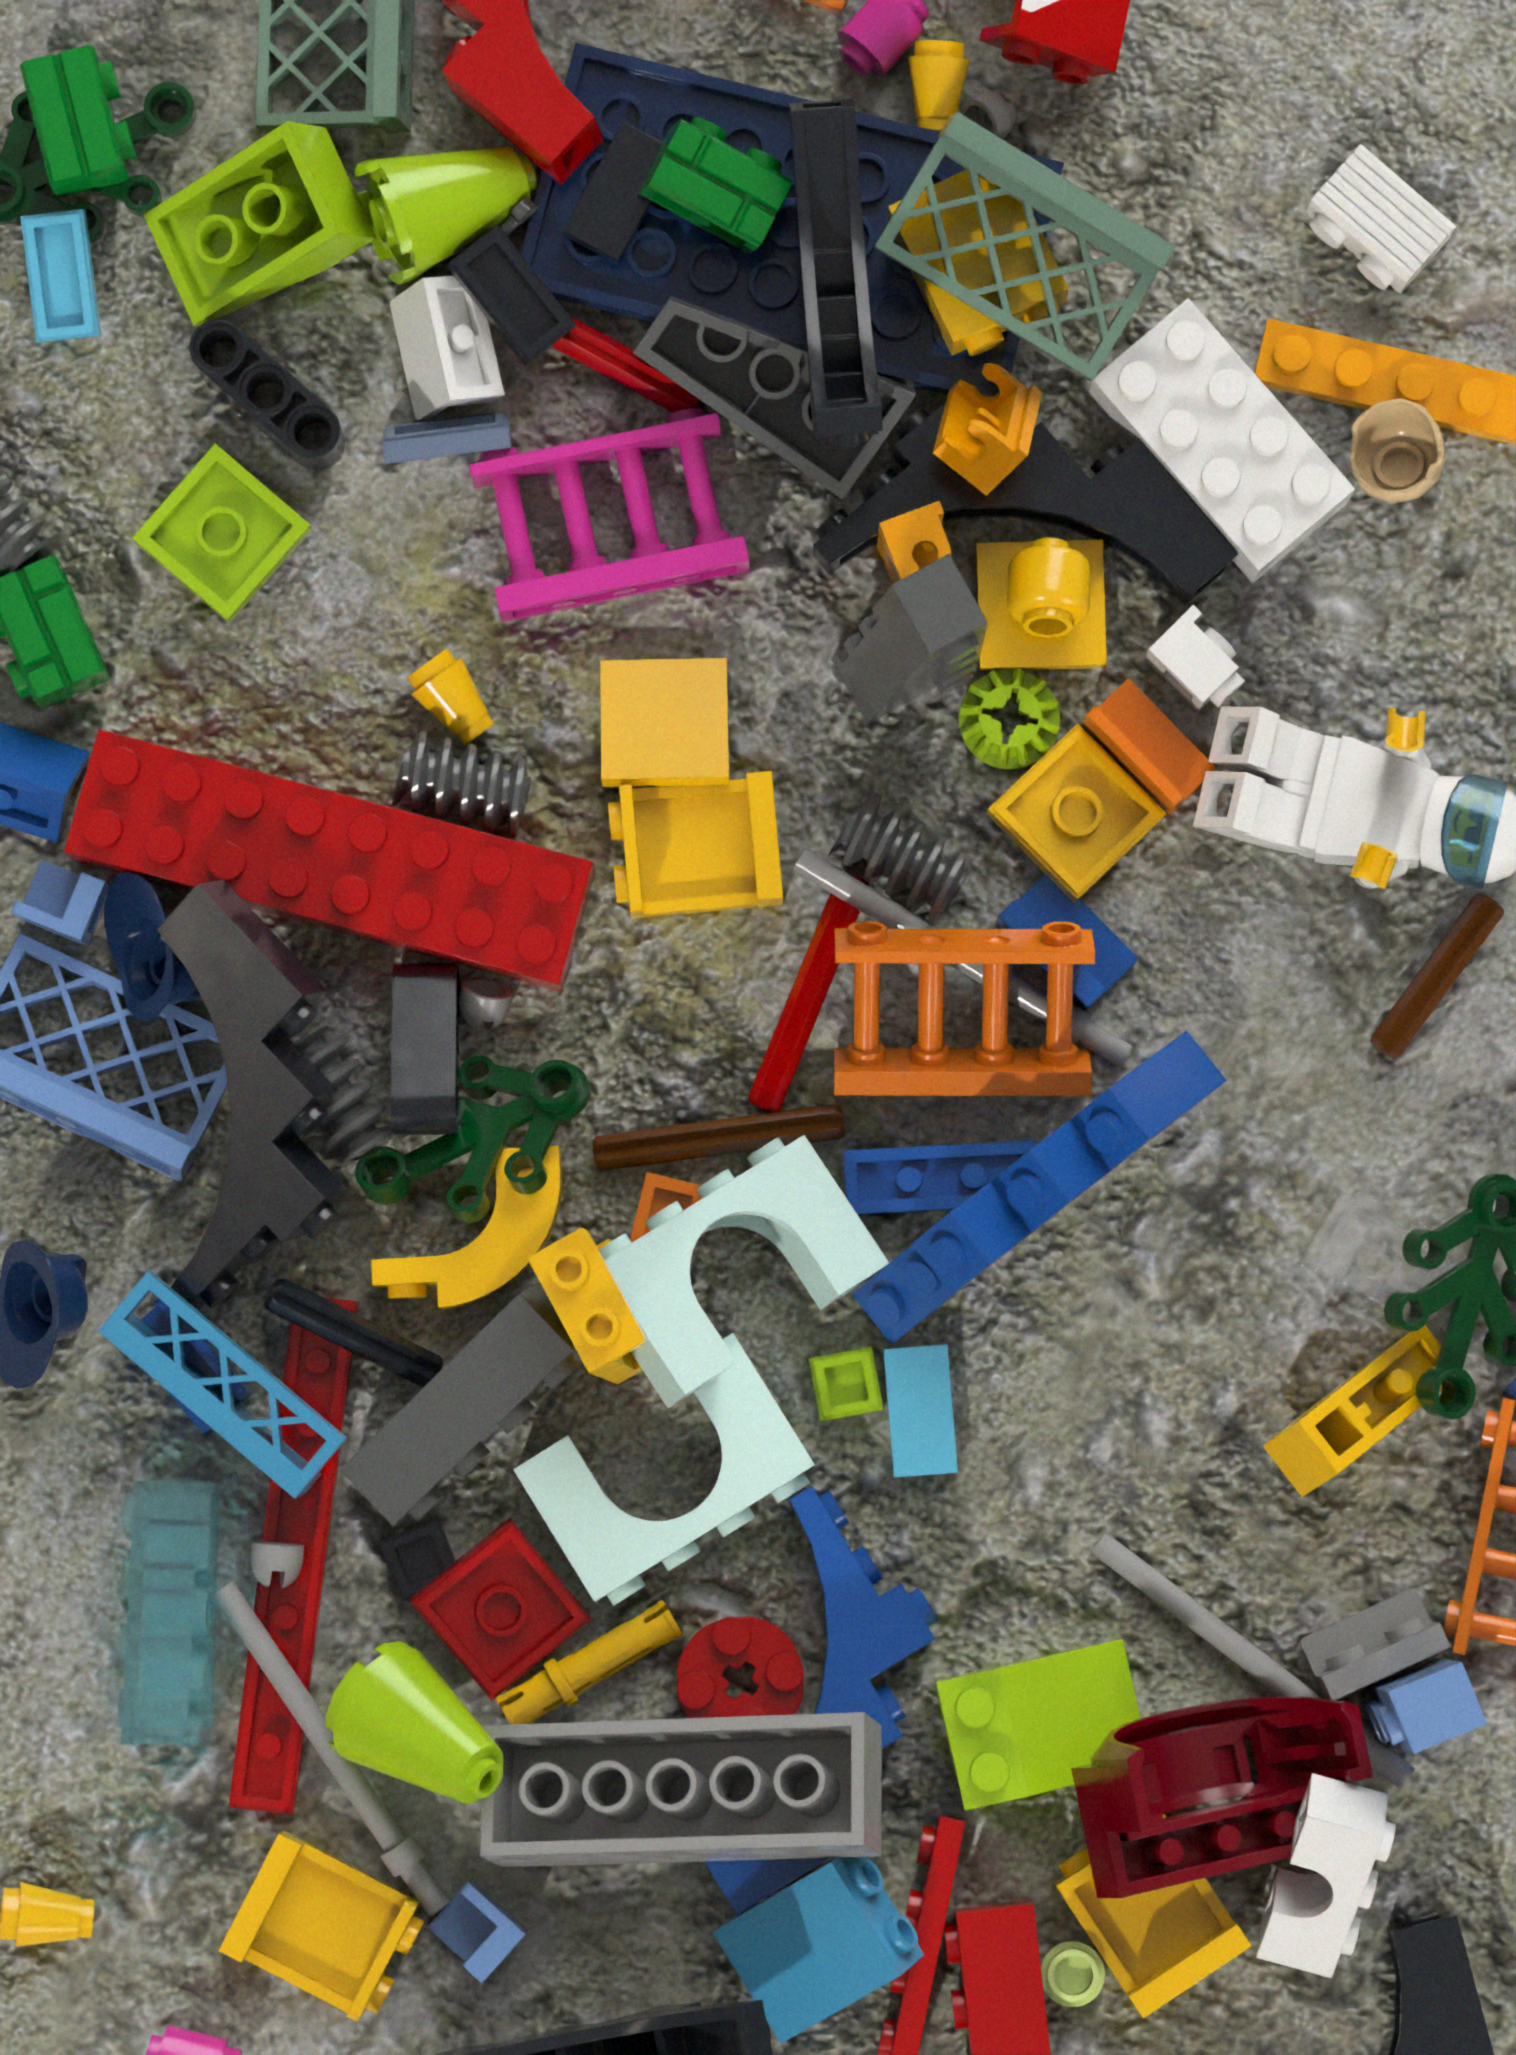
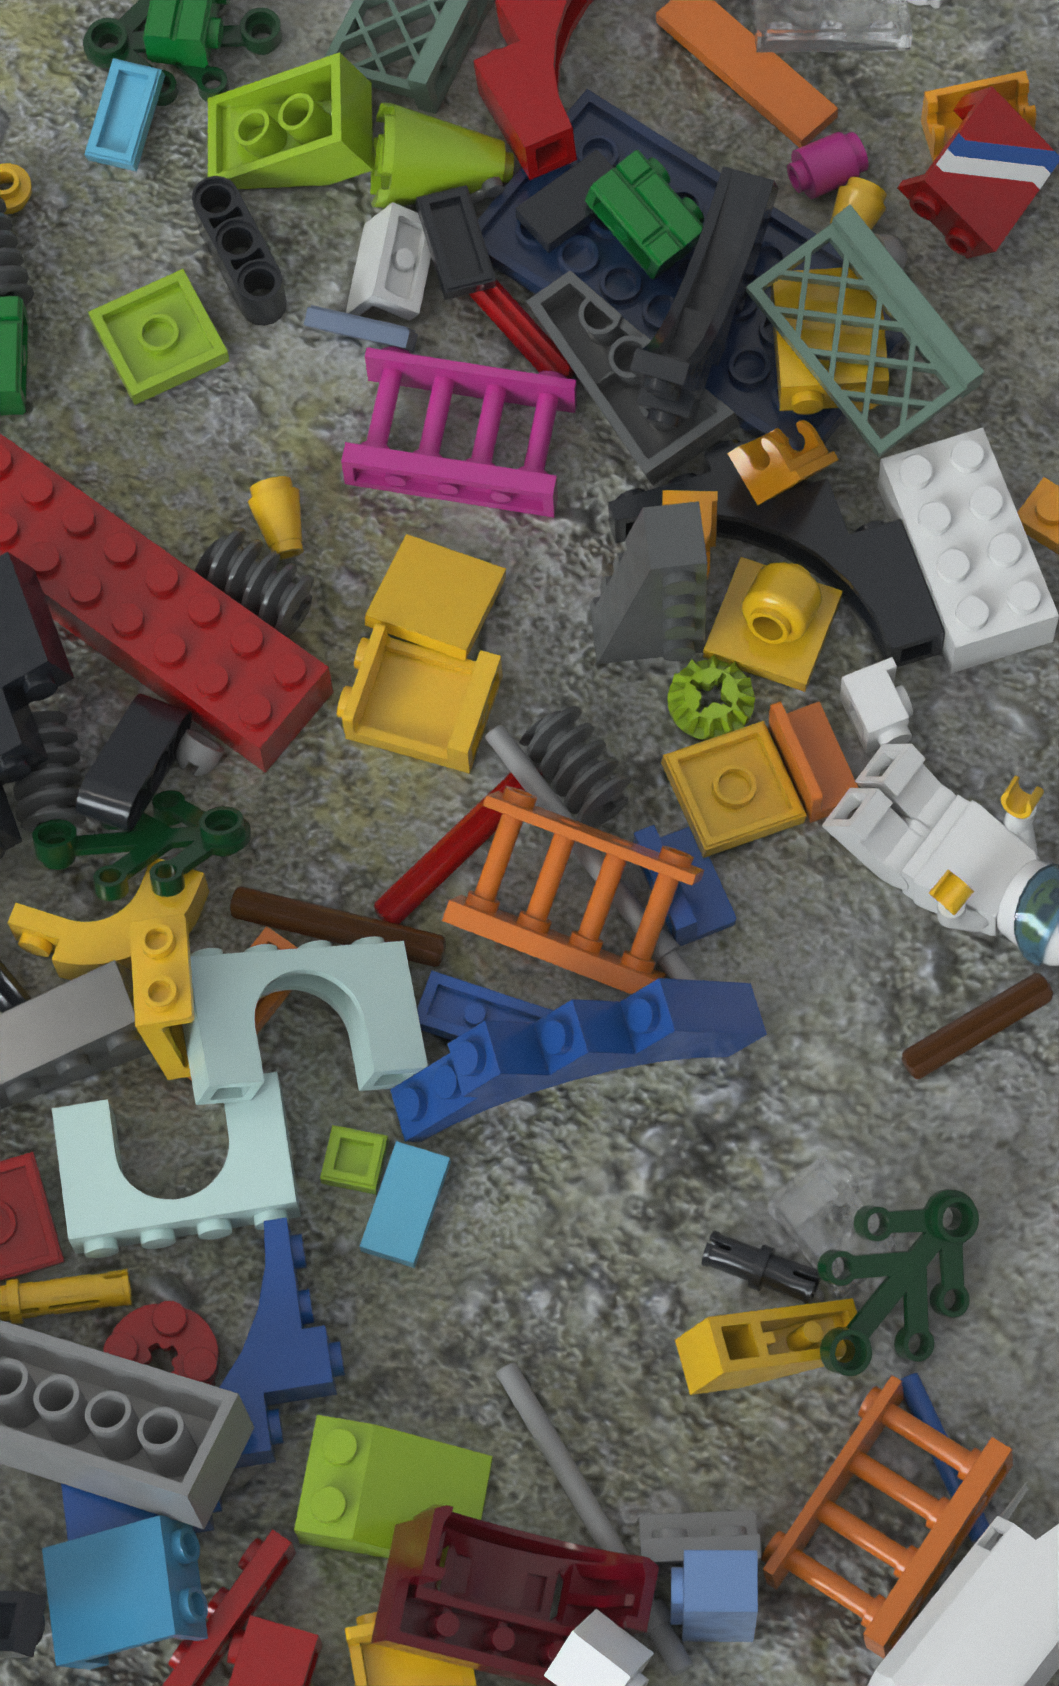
camera: 25 degrees right, 15 degrees down
(1319, 1330) = (761, 1267): none -> black pin

